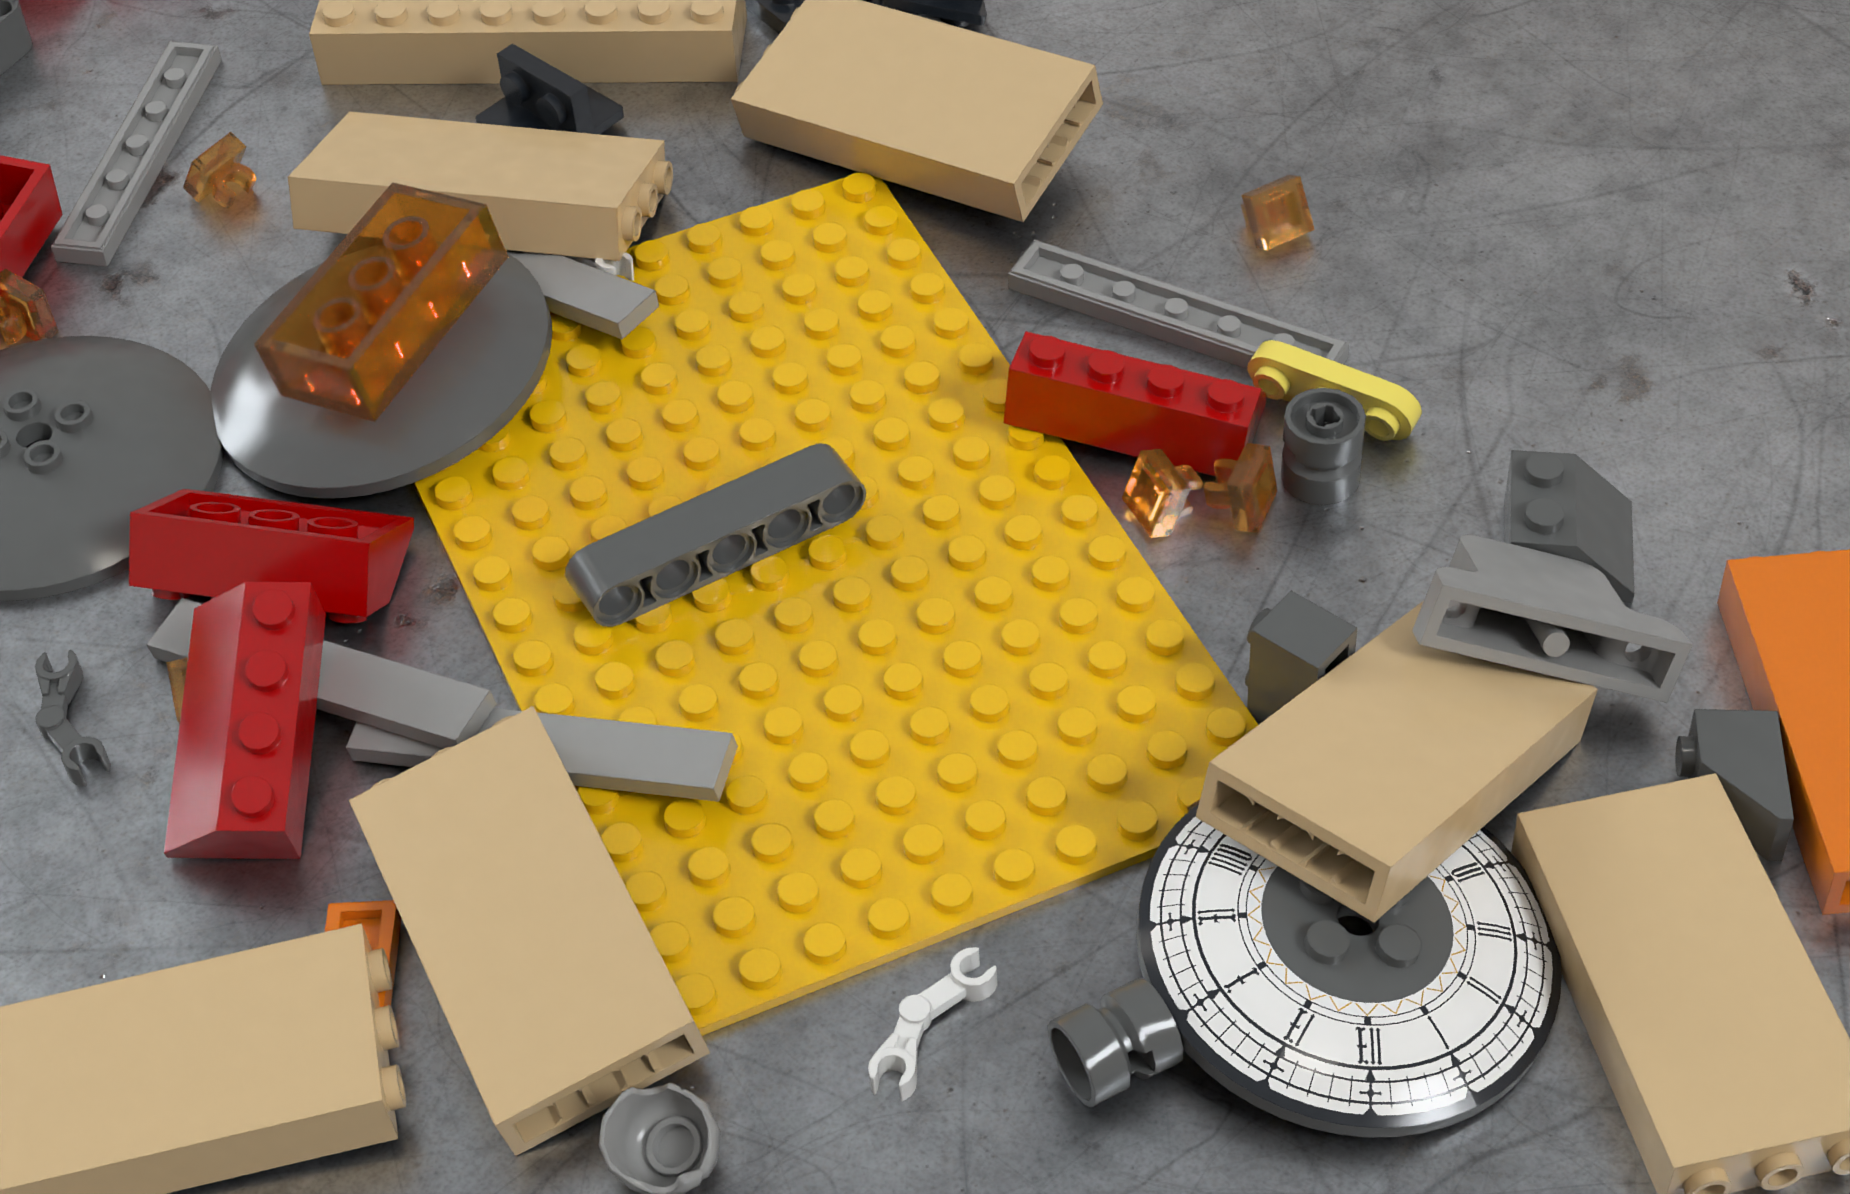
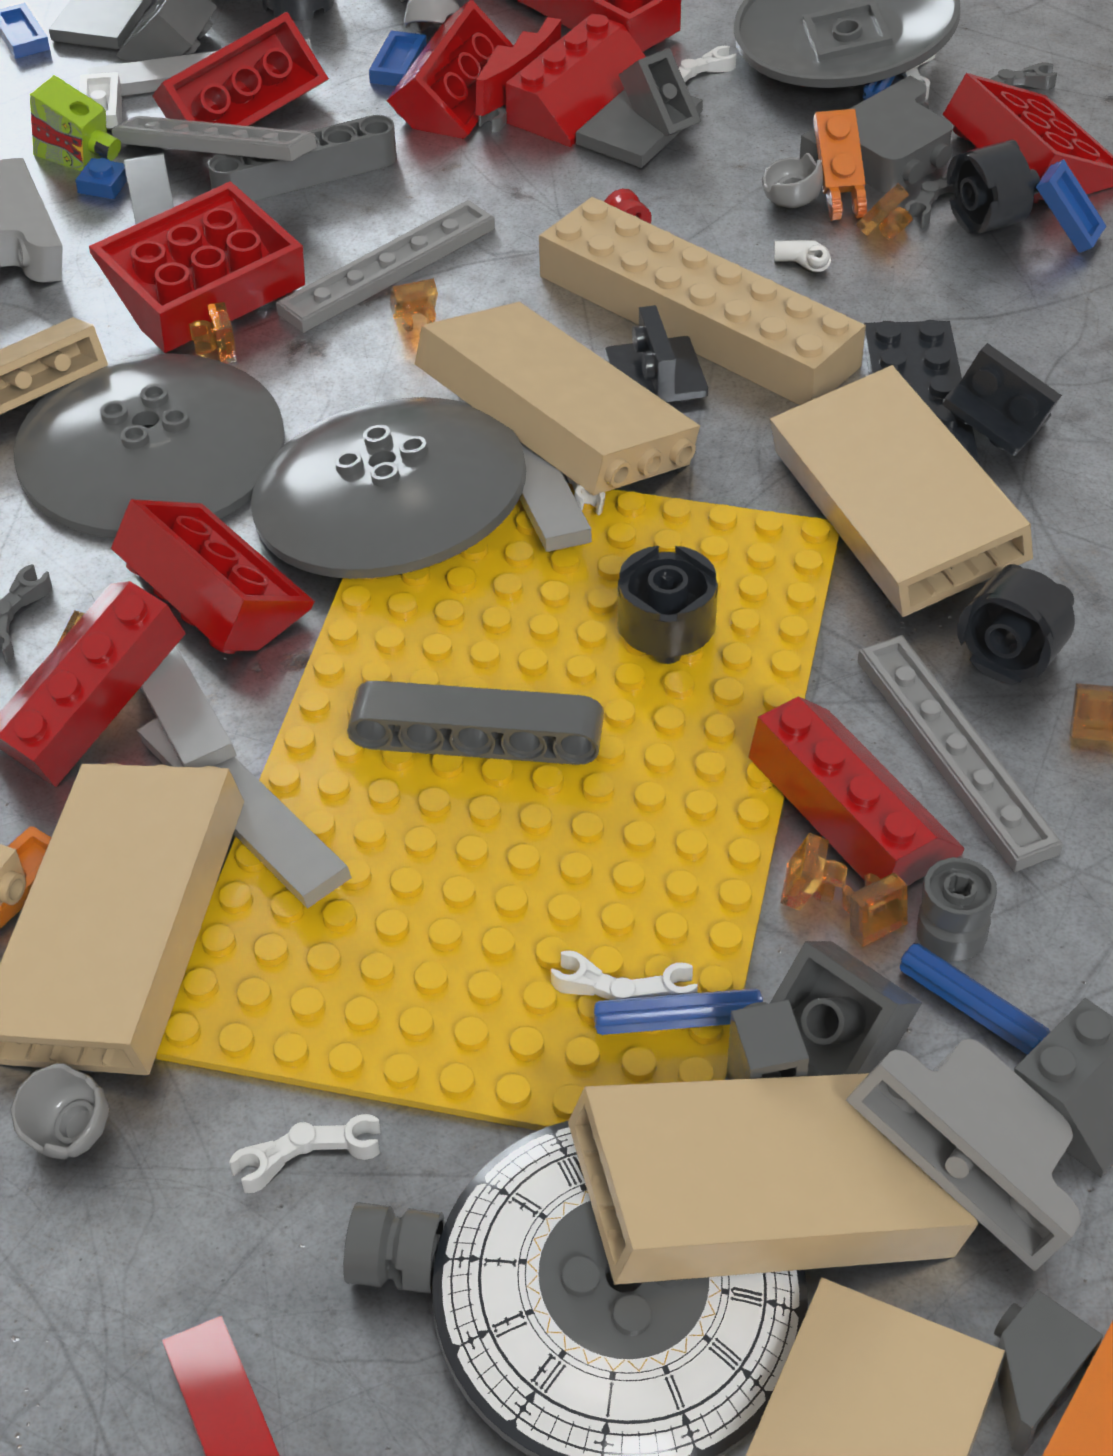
camera: 35 degrees right, 0 degrees up
(382, 301) = (386, 439): clear orange brick -> none
(803, 318) = (667, 602): none -> black brick
(1097, 693) = (591, 980): none -> white piece
(1142, 170) = (1017, 624): none -> black brick
(1166, 678) = (671, 1011): none -> blue axle
(1288, 371) = (1029, 900): light yellow plate -> none
(1323, 571) = (844, 1009): none -> dark grey slope
(1399, 517) = (972, 998): none -> blue axle

